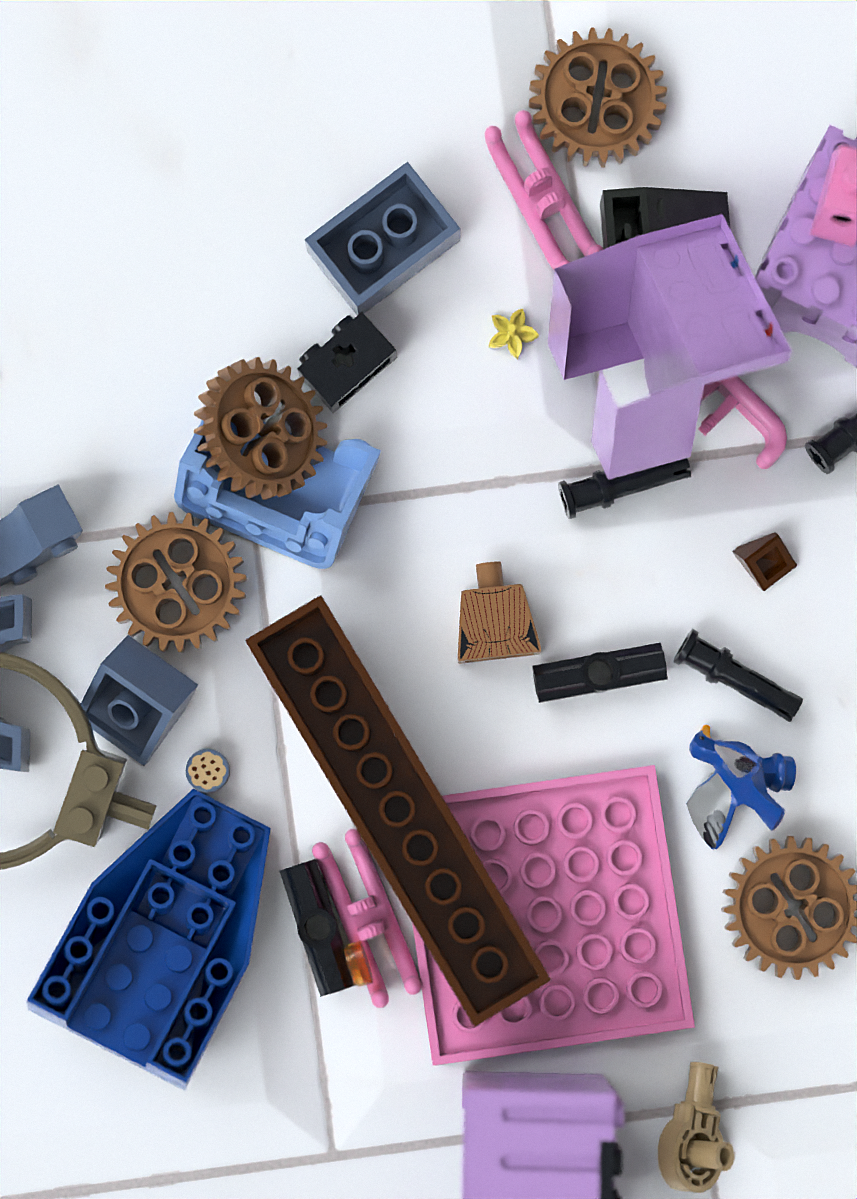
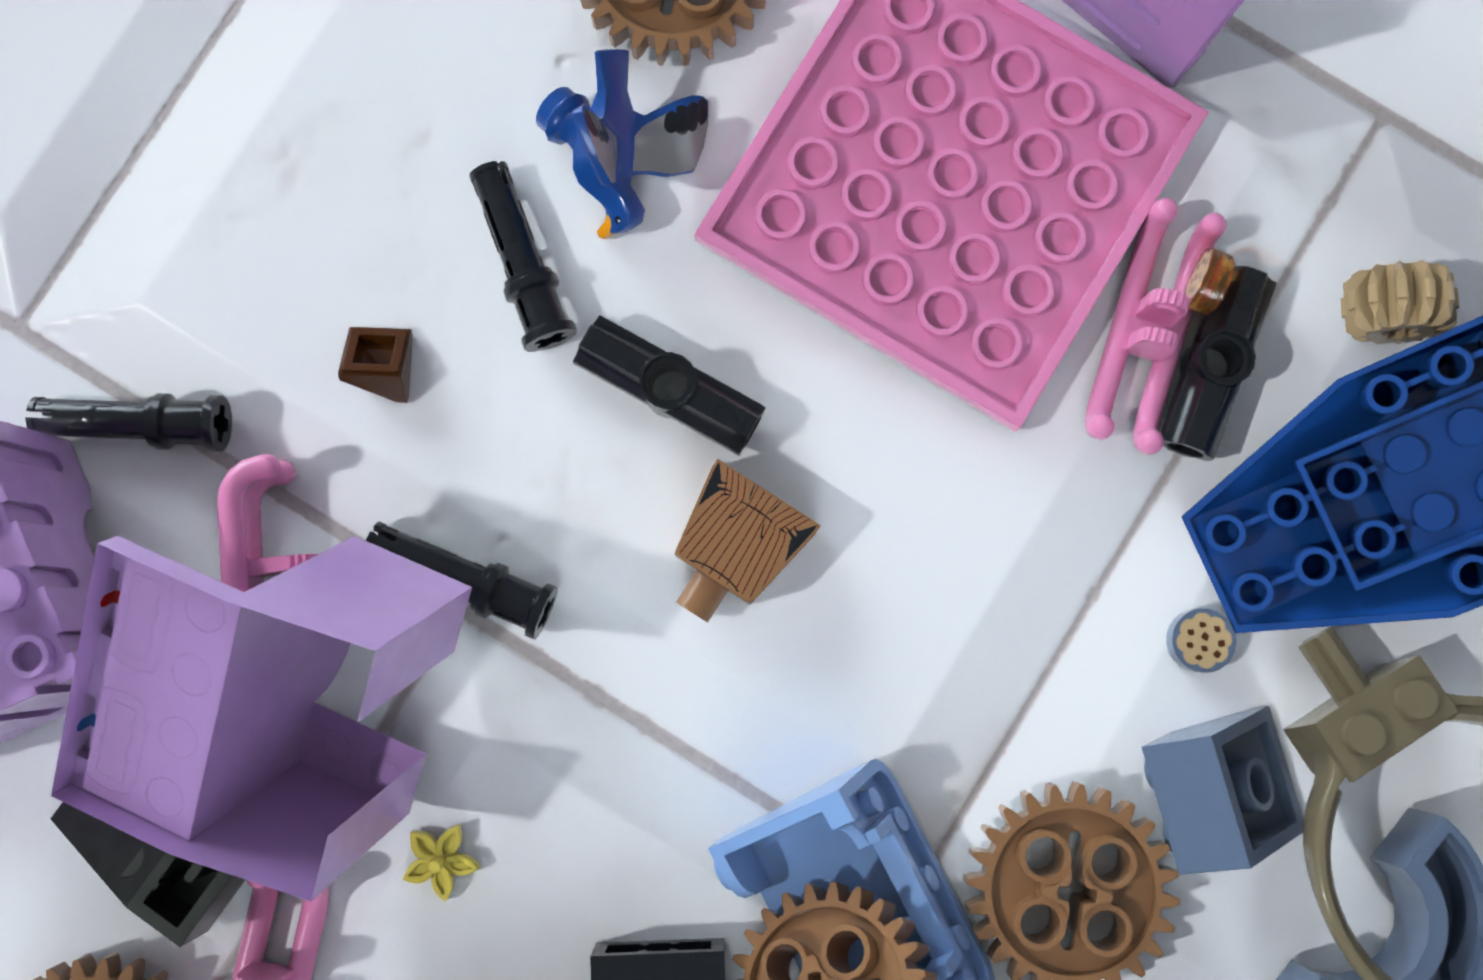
camera: 145 degrees left, 0 degrees up
(246, 1038) = (1399, 302): none -> tan gear
(398, 811) = (1034, 413): reddish brown brick -> none

